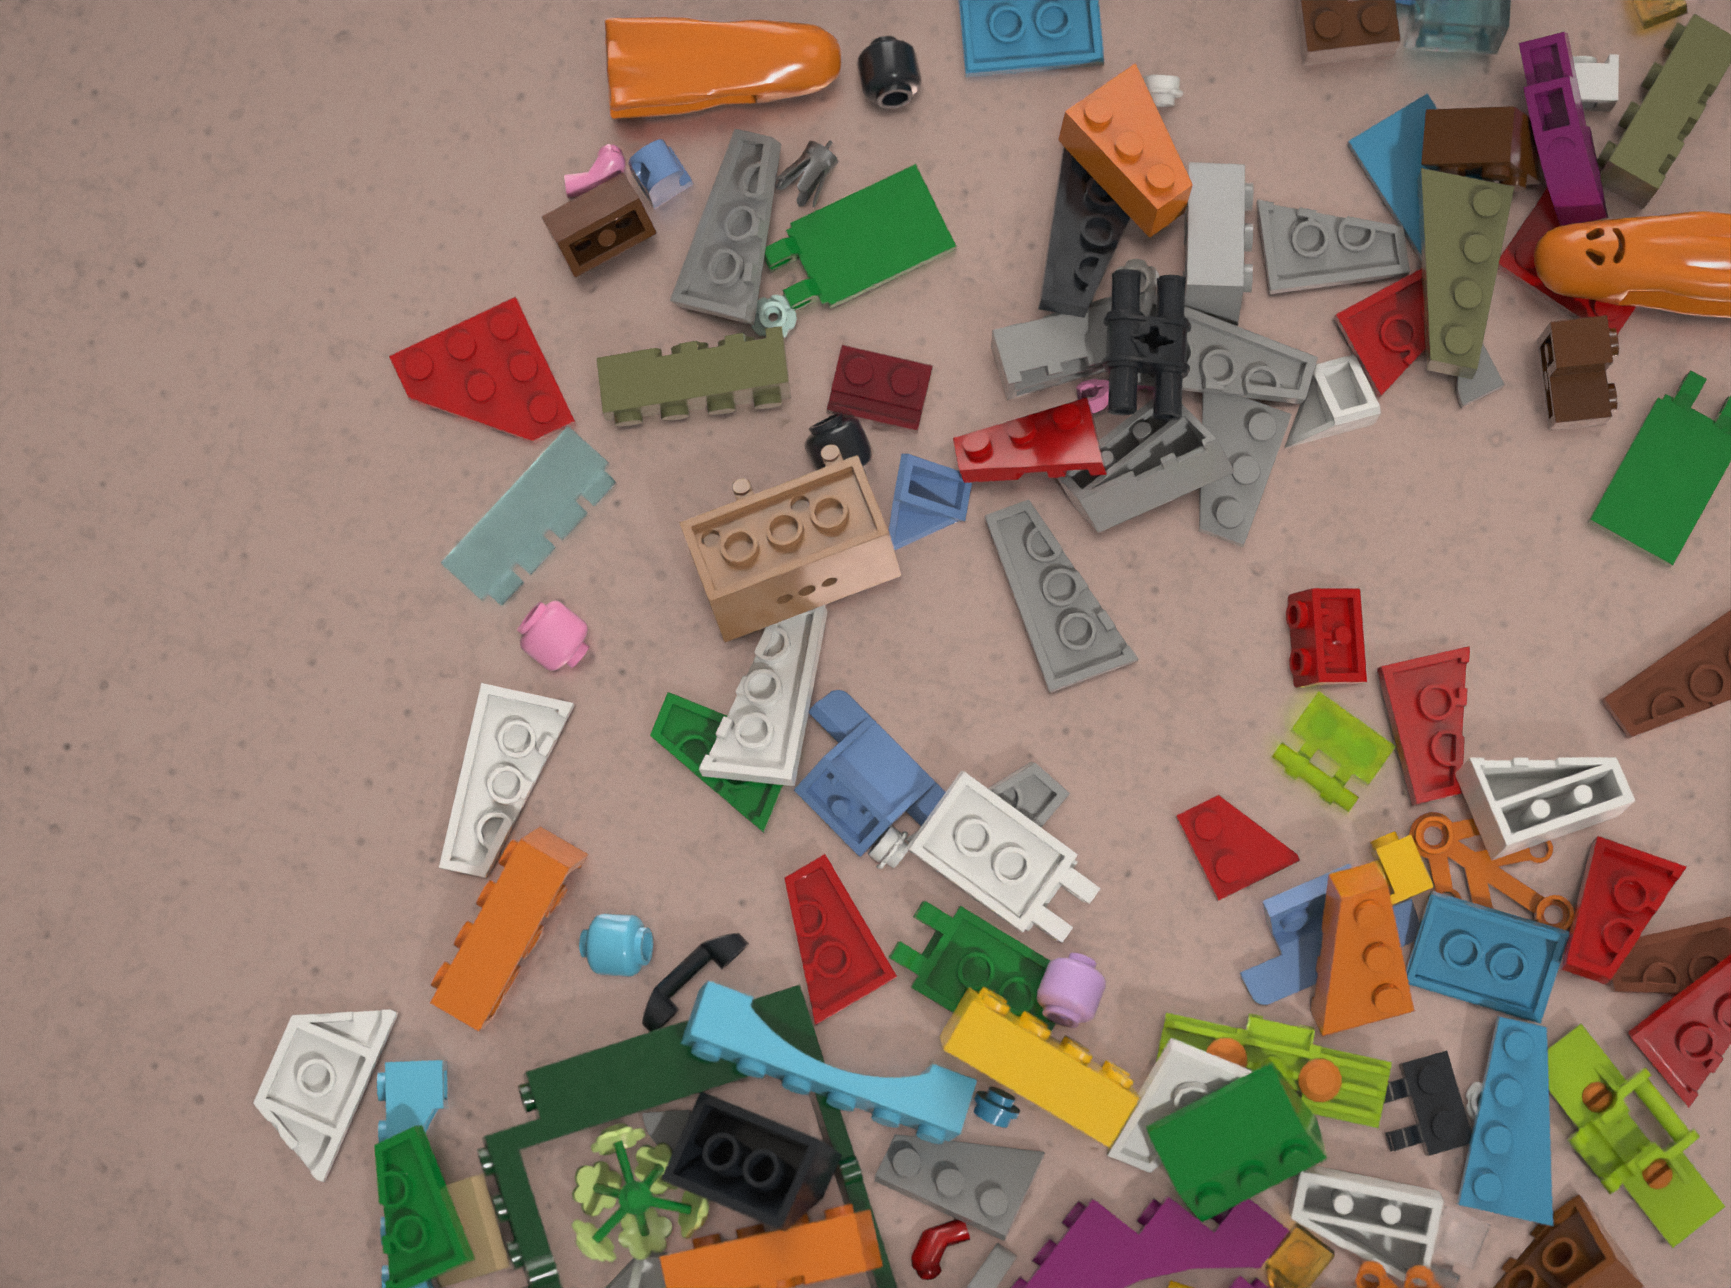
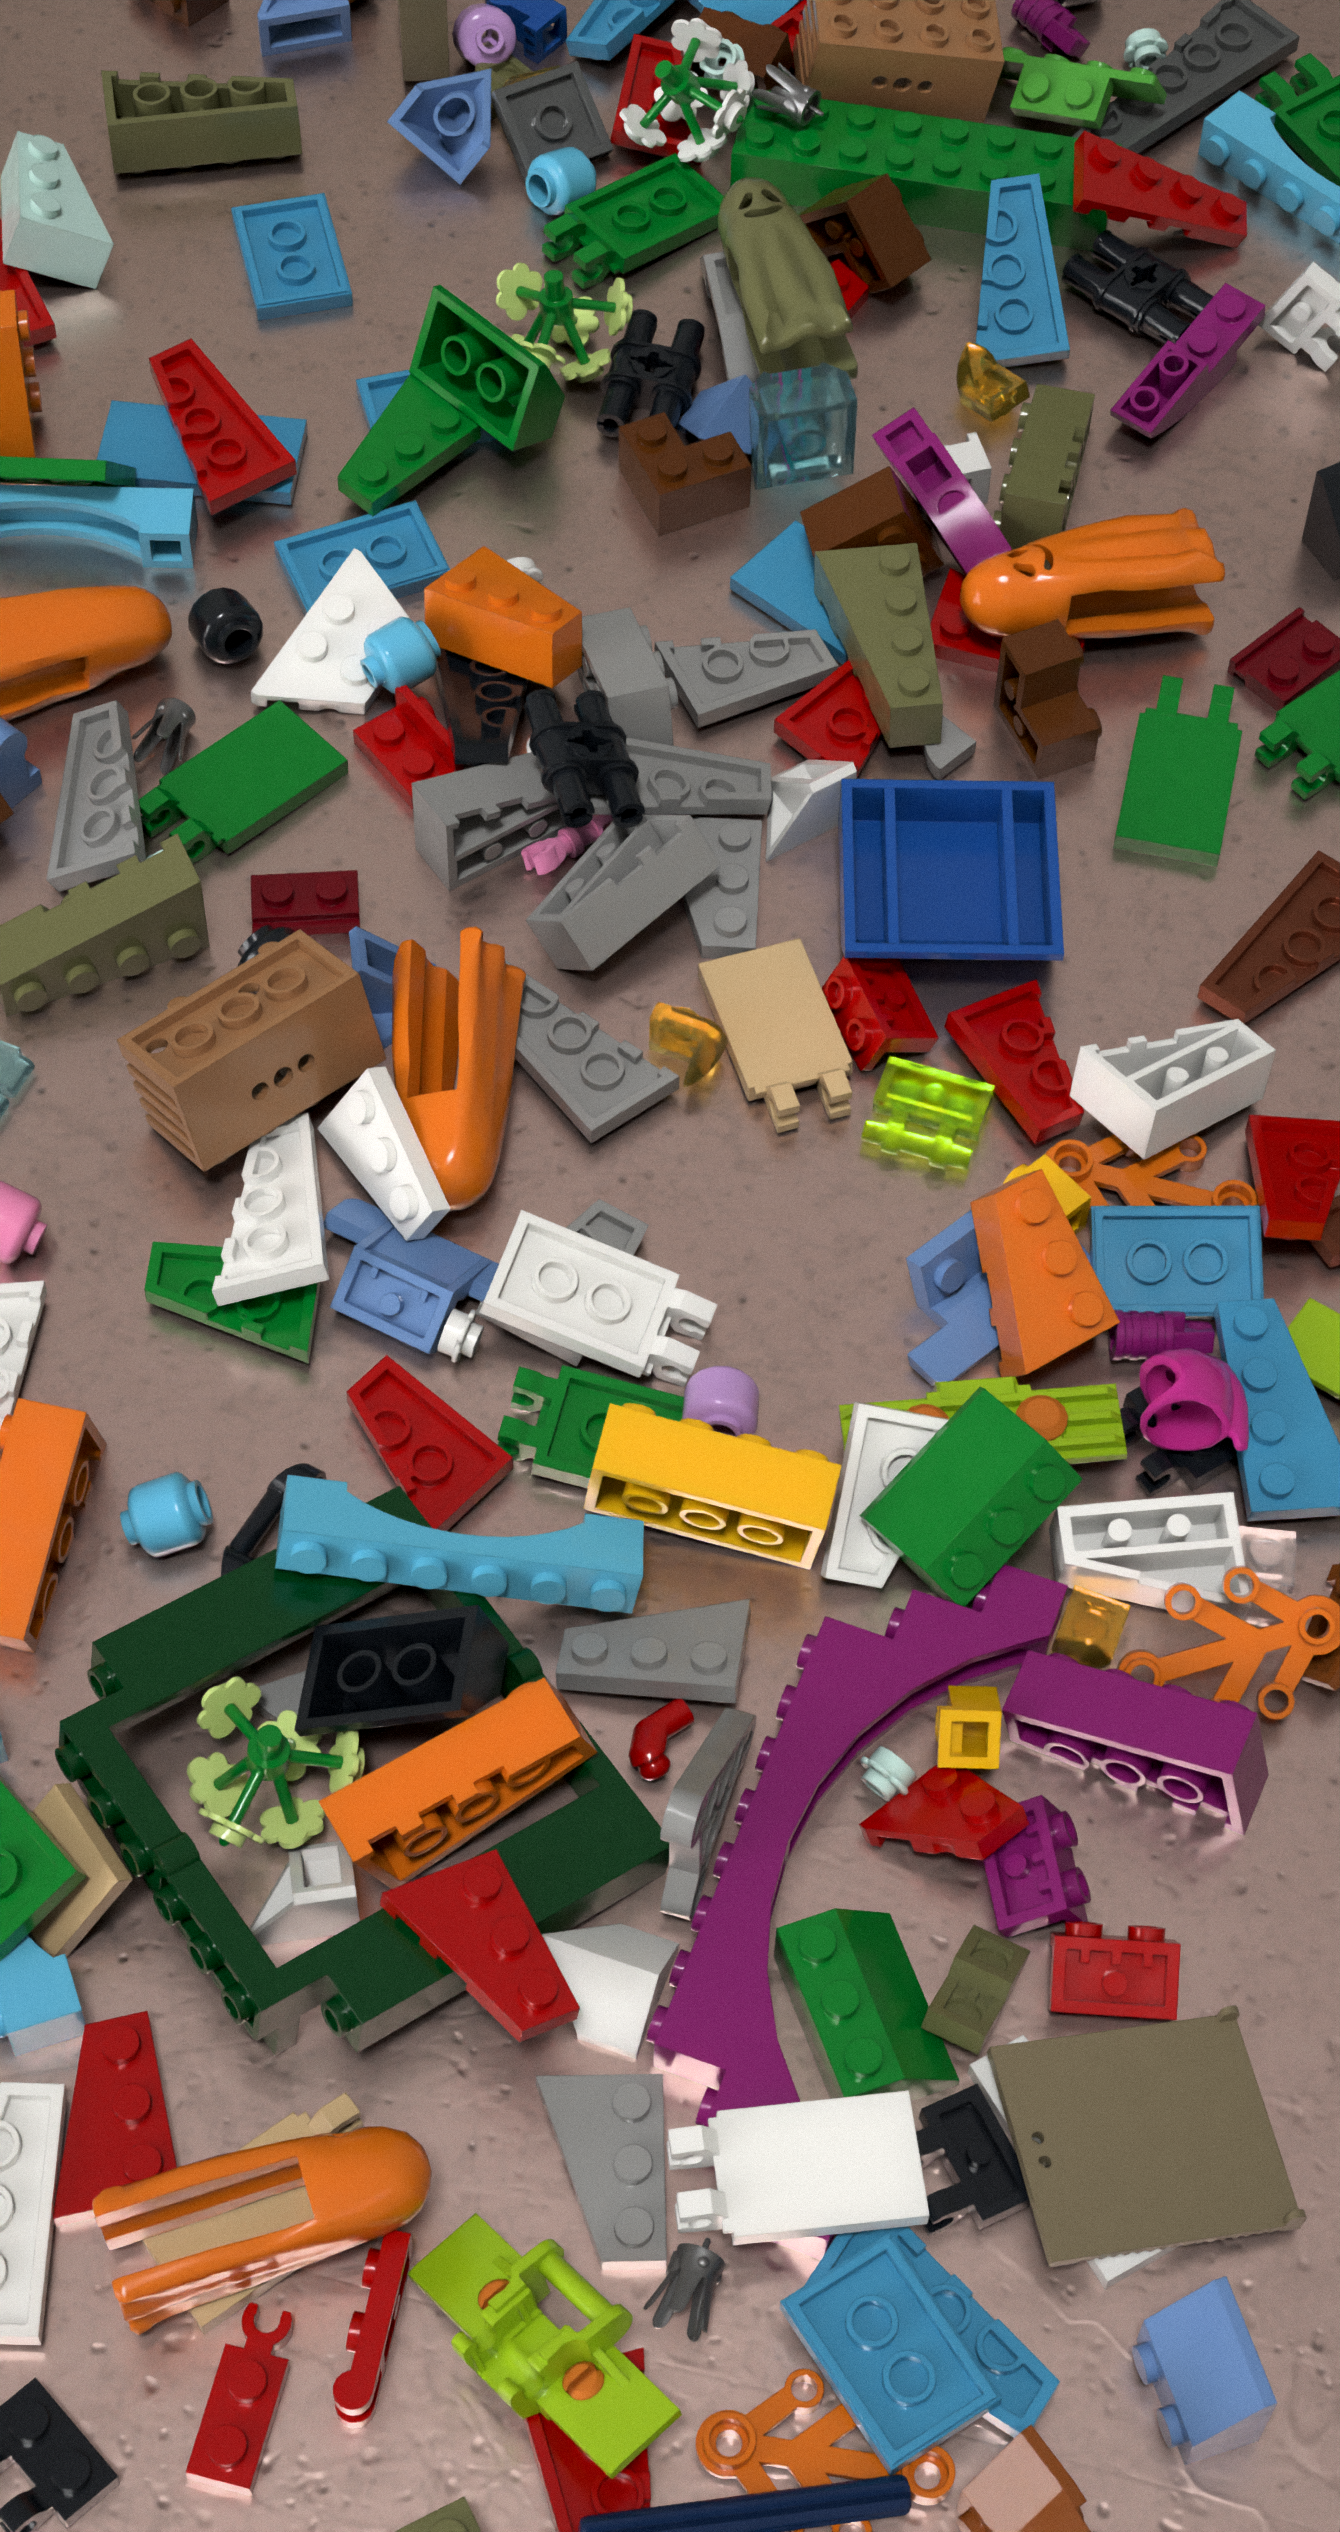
camera: 25 degrees left, 25 degrees down
(874, 673) = (385, 1155): none -> white wing
(934, 678) = (432, 1012): none -> orange piece
(986, 120) = (324, 653): none -> white wing
(996, 1107) = (675, 1565): dark azure plate -> none
(1012, 247) = (407, 743): none -> red bracket
(1028, 162) = (400, 654): none -> medium azure head
(1039, 442) = (505, 894): red wing -> none
(1156, 615) = (688, 1038): none -> clear yellow plate
(1231, 847) = (851, 1237): red wing -> none
(1238, 627) = (779, 1029): none -> tan tile
(1426, 536) = (949, 870): none -> blue slope
(1448, 1018) = (1150, 1333): none -> magenta hinge
(1457, 1107) = (1209, 1397): none -> dark pink piece

